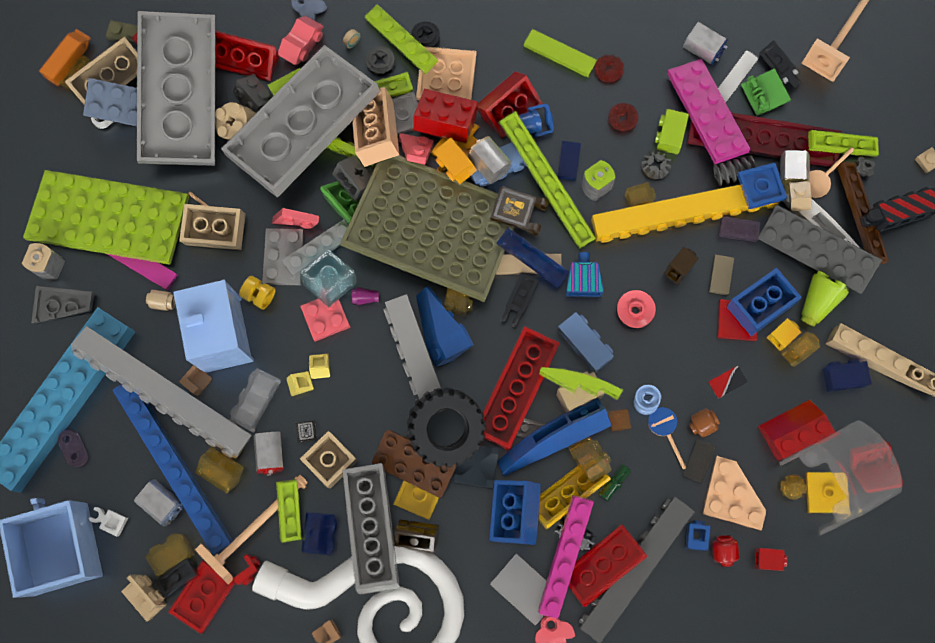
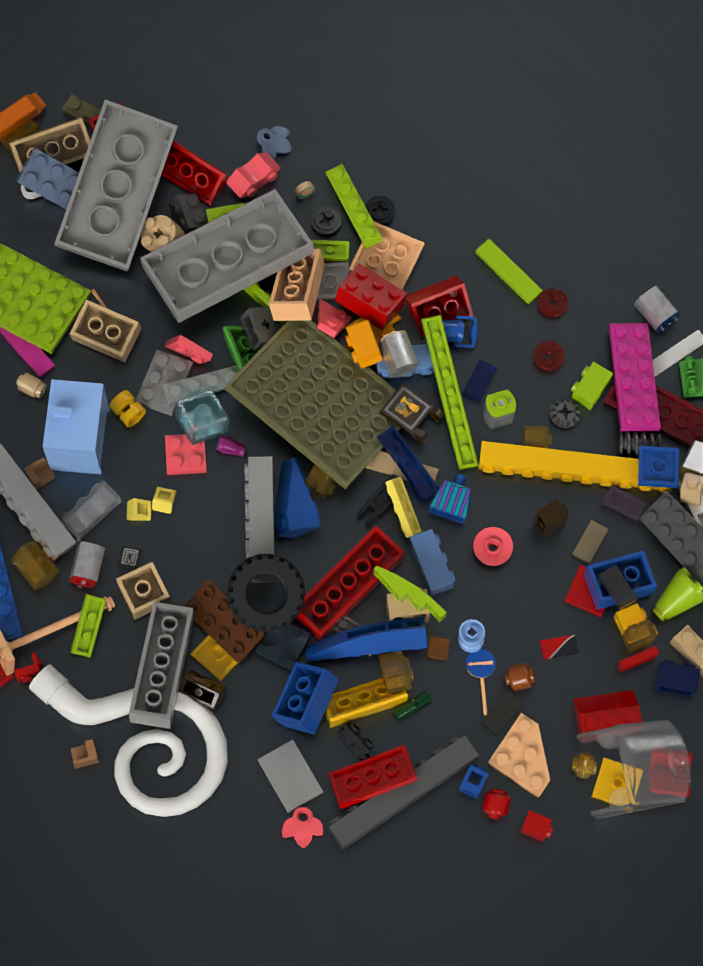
camera: 10 degrees right, 5 degrees down
(318, 533) = (109, 657): clear blue bracket -> none
(542, 300) = (403, 507): none -> light yellow plate
(565, 556) = (338, 755): dark pink plate -> none
(768, 310) = (617, 587): none -> clear smoke tile
(805, 369) = (638, 659): none -> red tile

